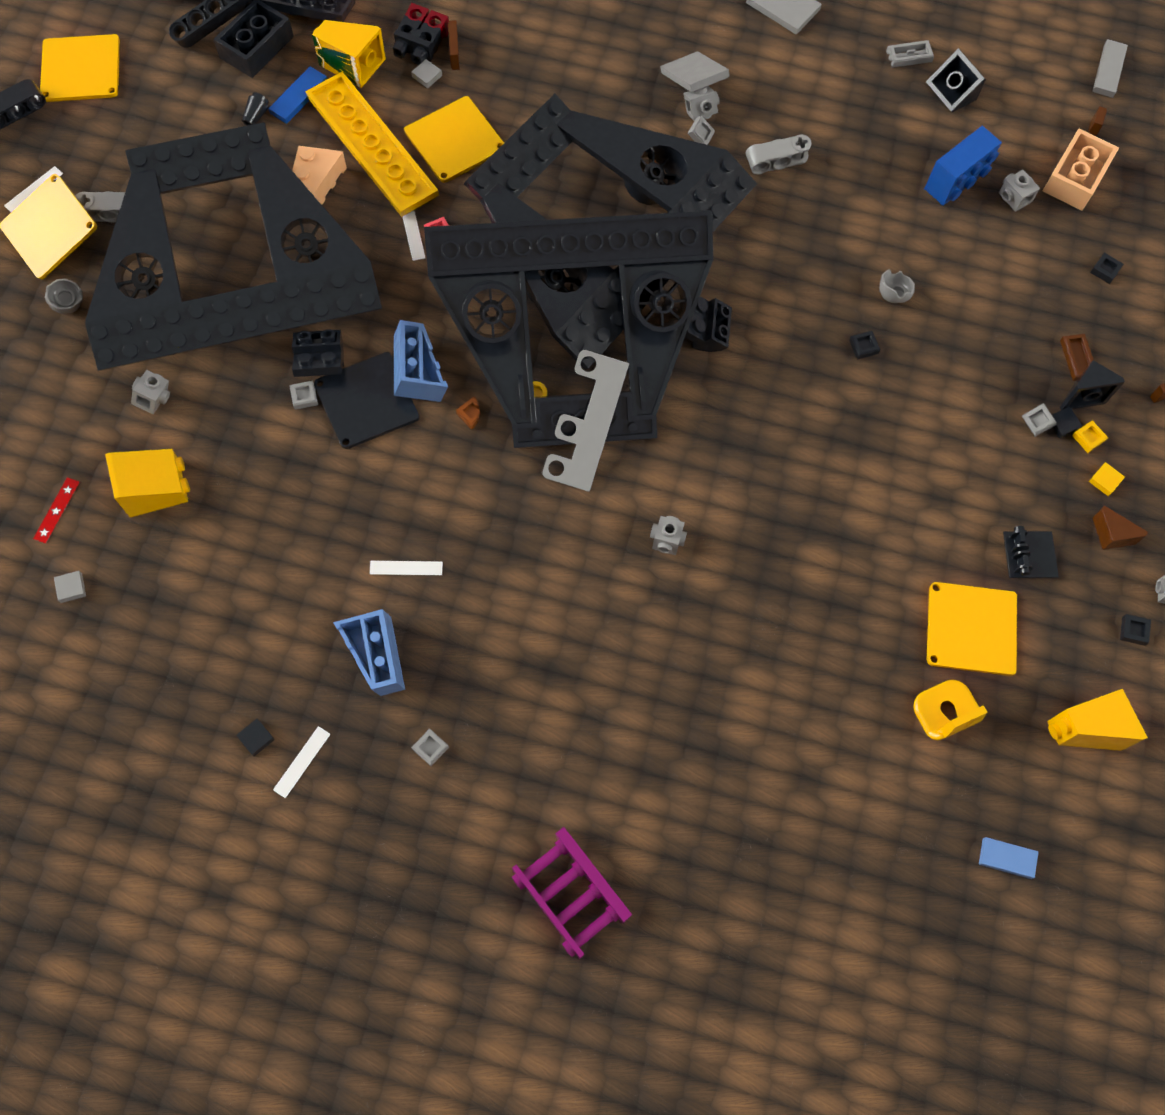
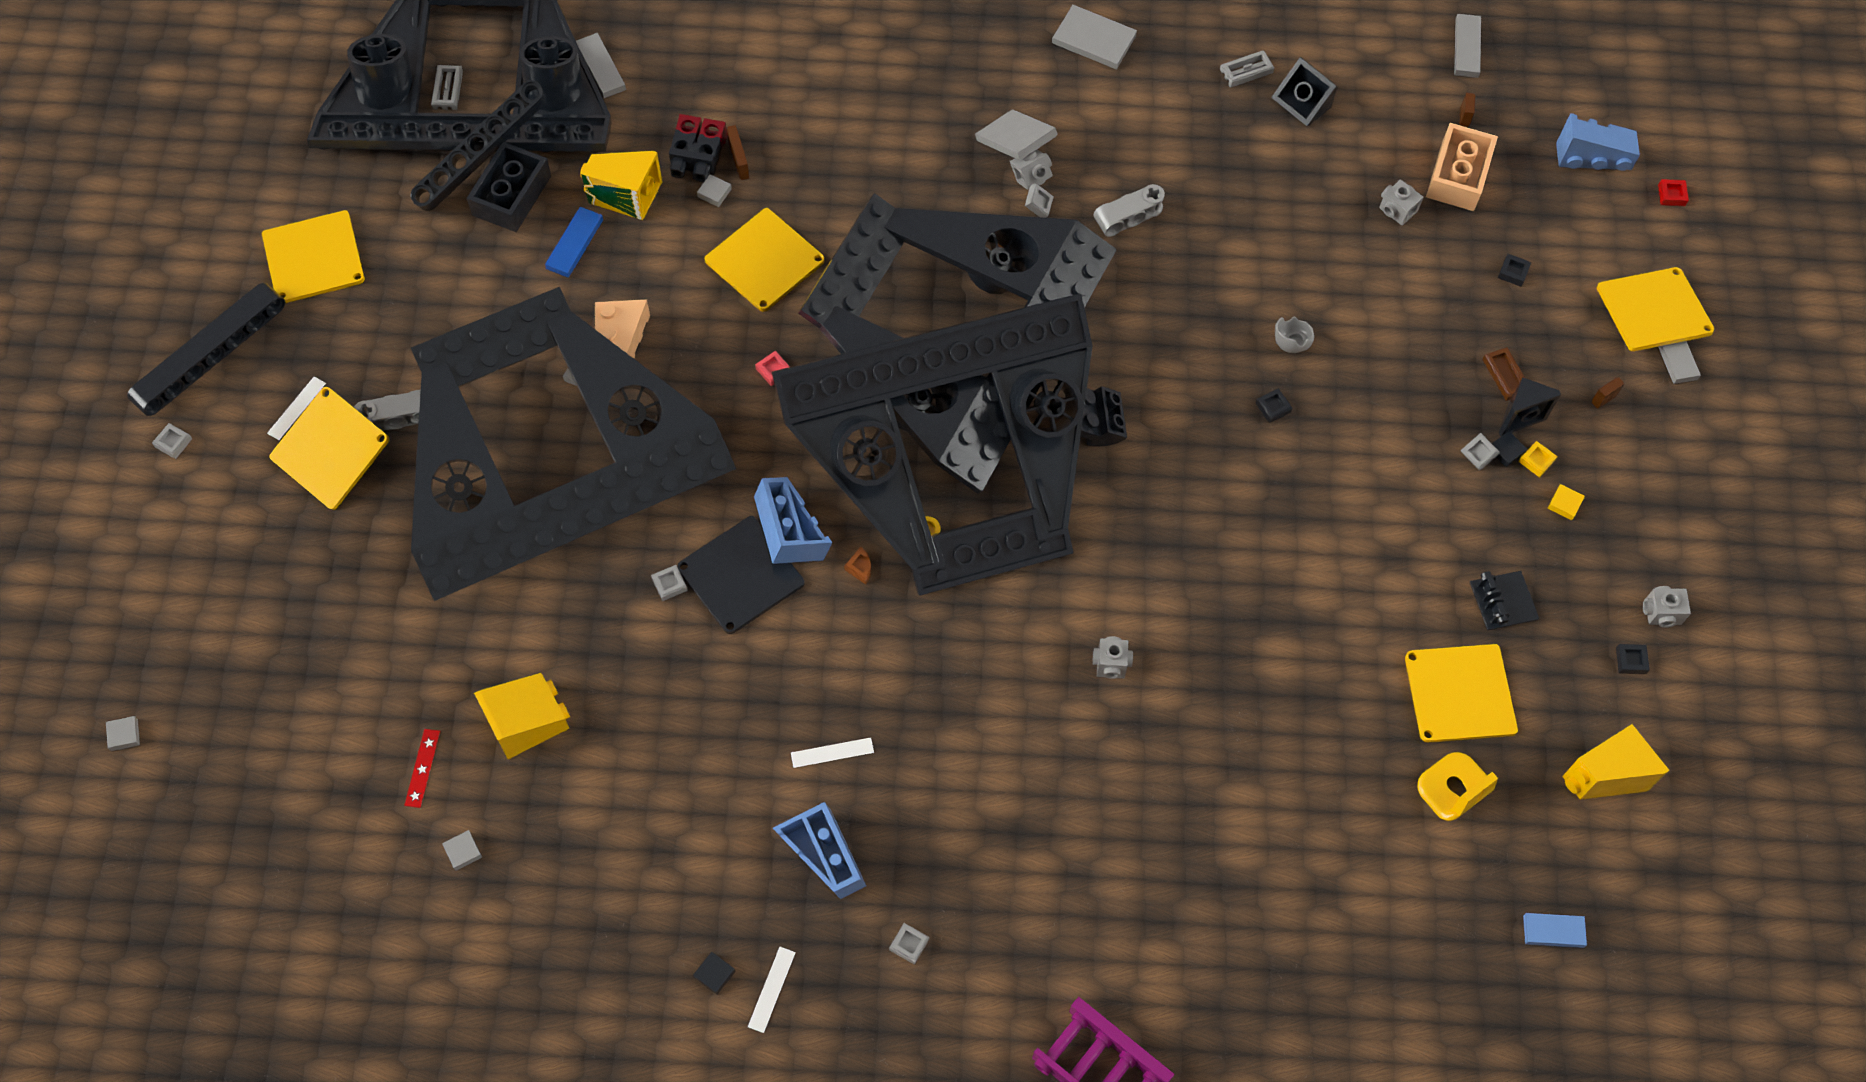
camera: 10 degrees left, 5 degrees down
(64, 296) = (369, 524): light grey hair -> none
(150, 391) = (497, 613): light grey brick -> none
(255, 108) = (529, 268): black cone -> none
(317, 353) = (675, 533): black brick -> none
(372, 144) = (673, 283): yellow plate -> none
(413, 236) = (743, 374): white sticker -> none
(593, 430) = (1003, 558): light grey piece -> none
(963, 166) = (1335, 187): blue brick -> none
(1116, 530) = (1588, 556): reddish brown slope -> none

